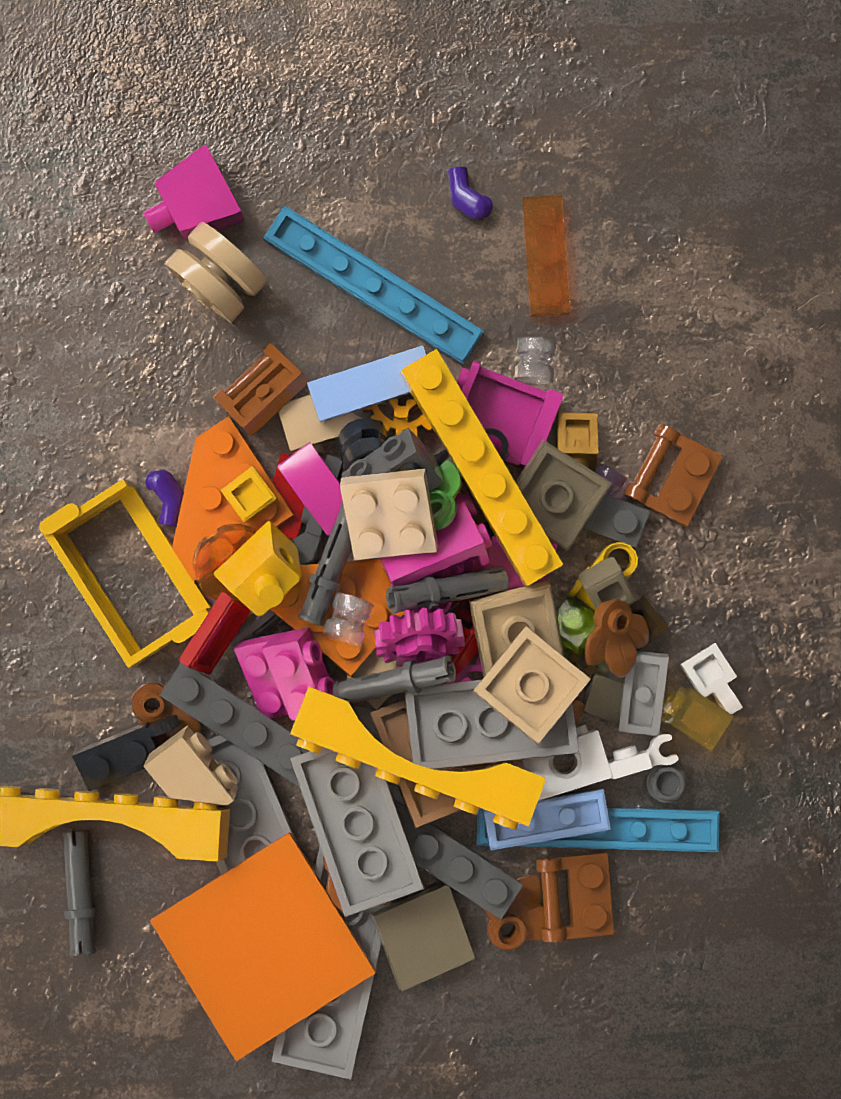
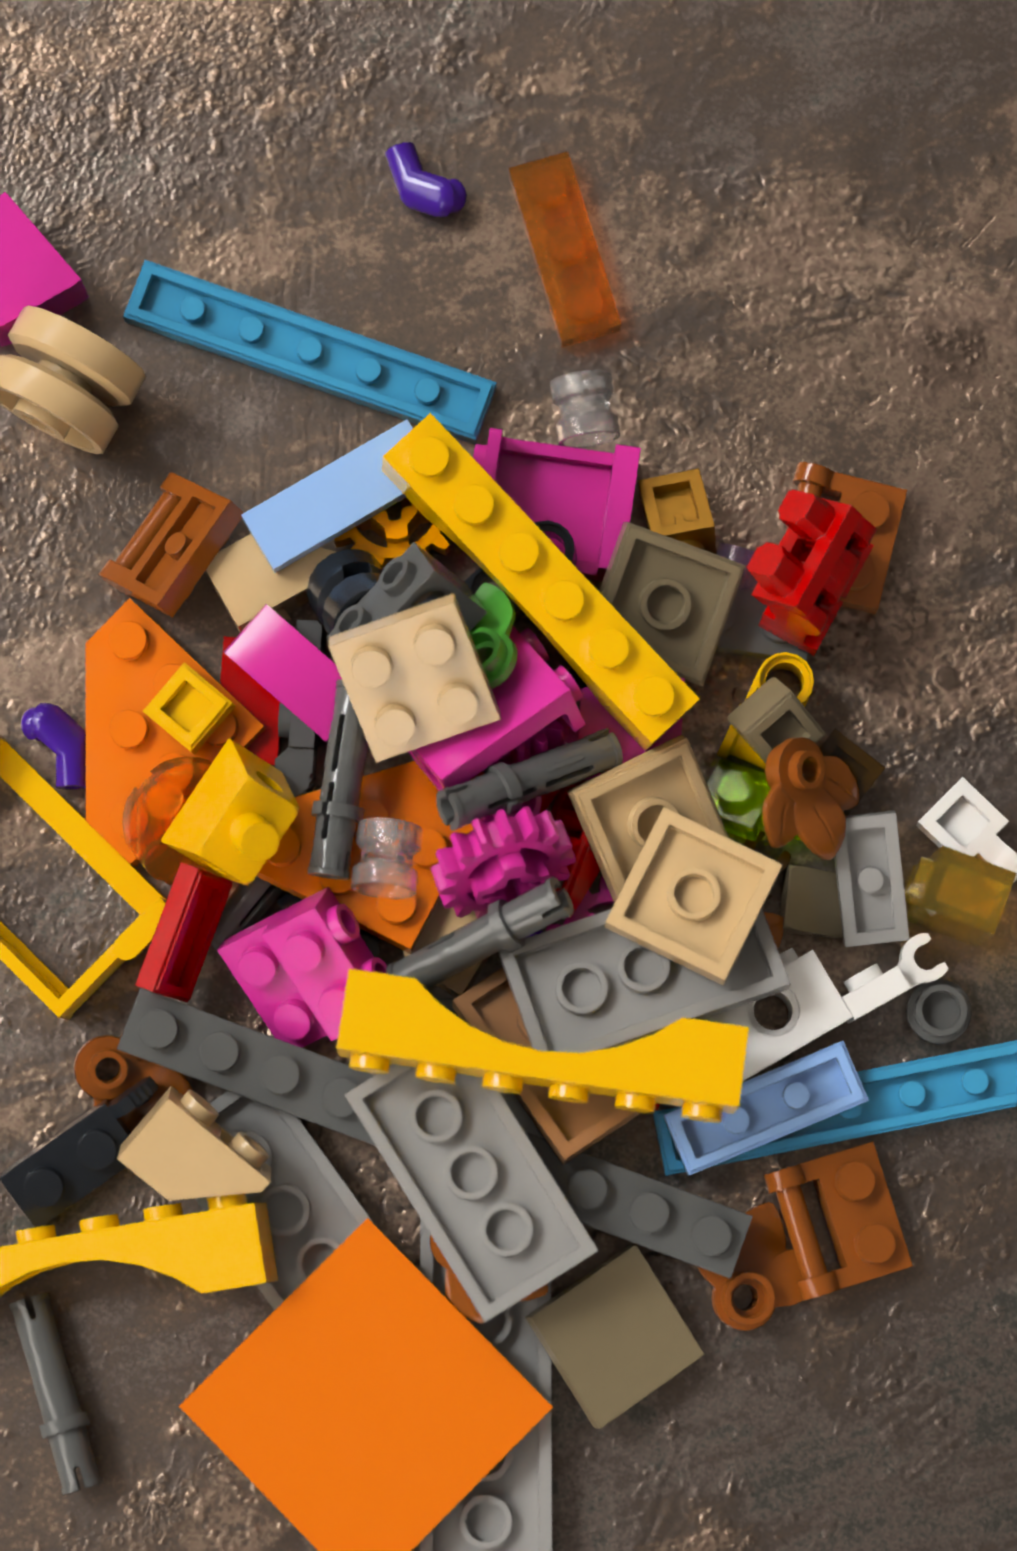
camera: 15 degrees left, 5 degrees down
(651, 496) = (809, 567): none -> red hips

